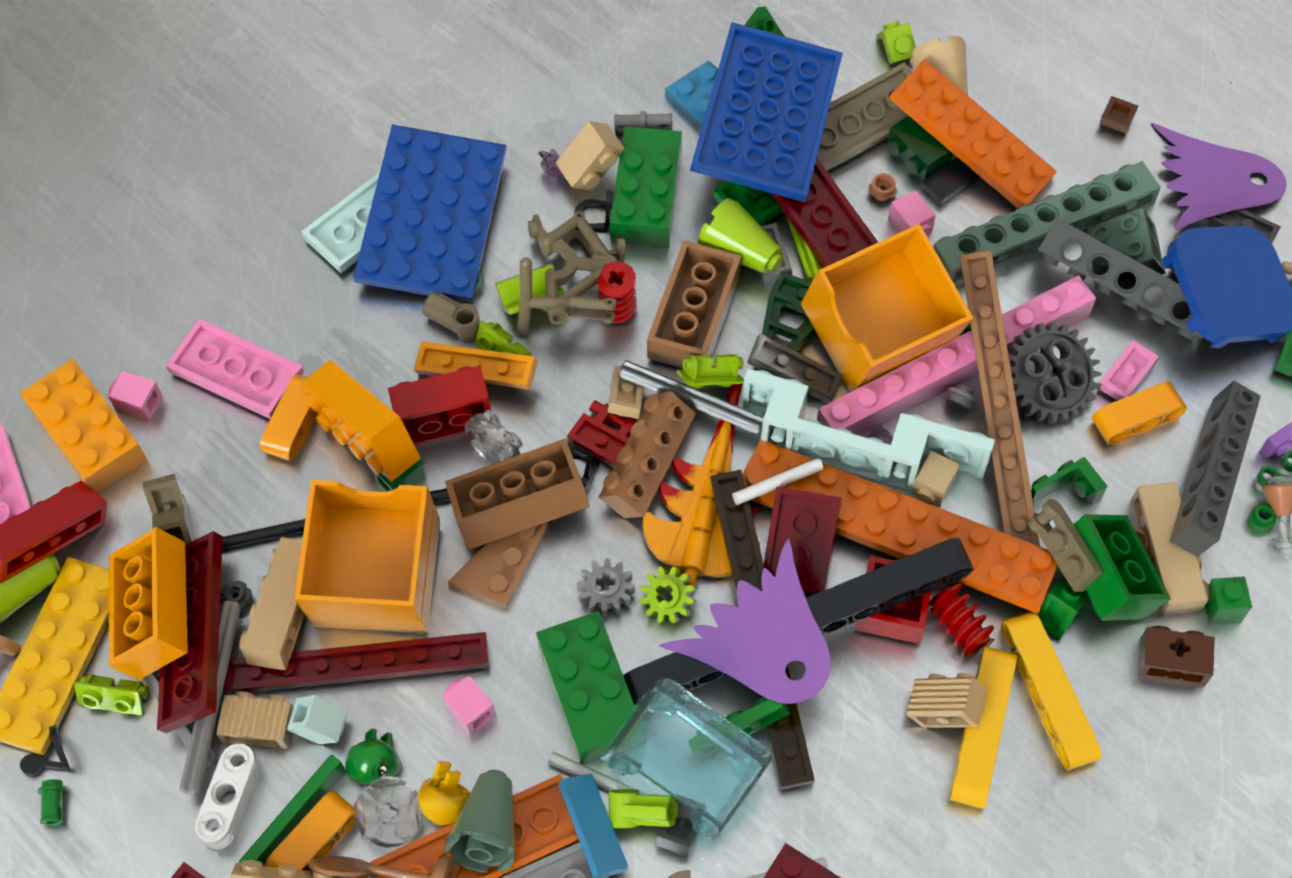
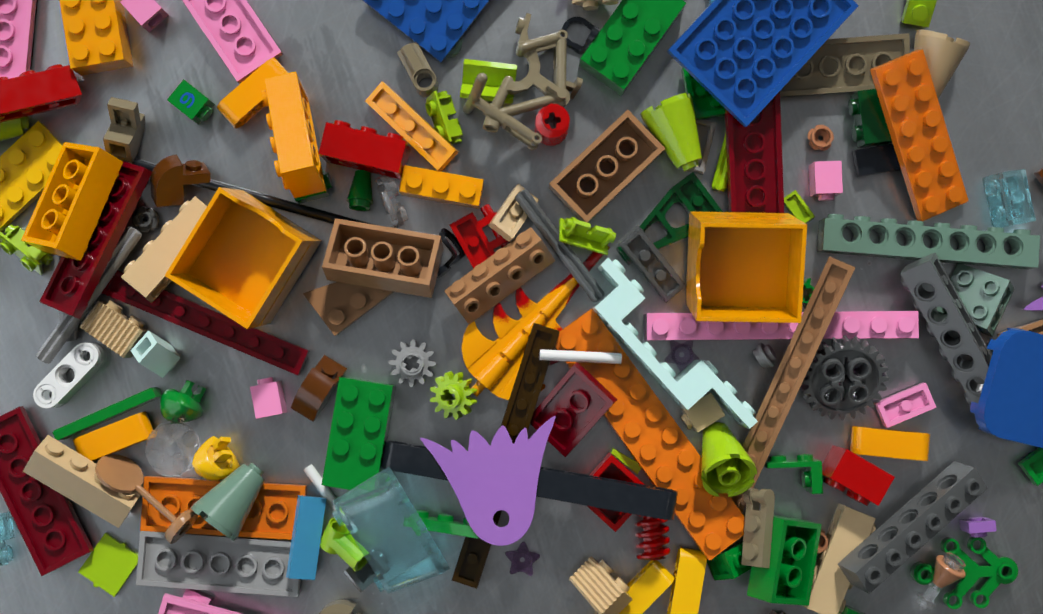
camera: 25 degrees right, 25 degrees up
(230, 457) = (191, 102): none -> green brick
(244, 534) = (171, 175): none -> reddish brown brick
(456, 454) = (360, 192): none -> green cone
(517, 665) = (317, 388): none -> reddish brown brick
(541, 404) = (441, 187): none -> light orange brick
(842, 721) = (517, 565): none -> clear purple plate
(992, 500) = (725, 462): none -> lime cone
(1091, 151) = (1009, 198): none -> clear light blue bracket
(1128, 451) = (851, 472): none -> red brick

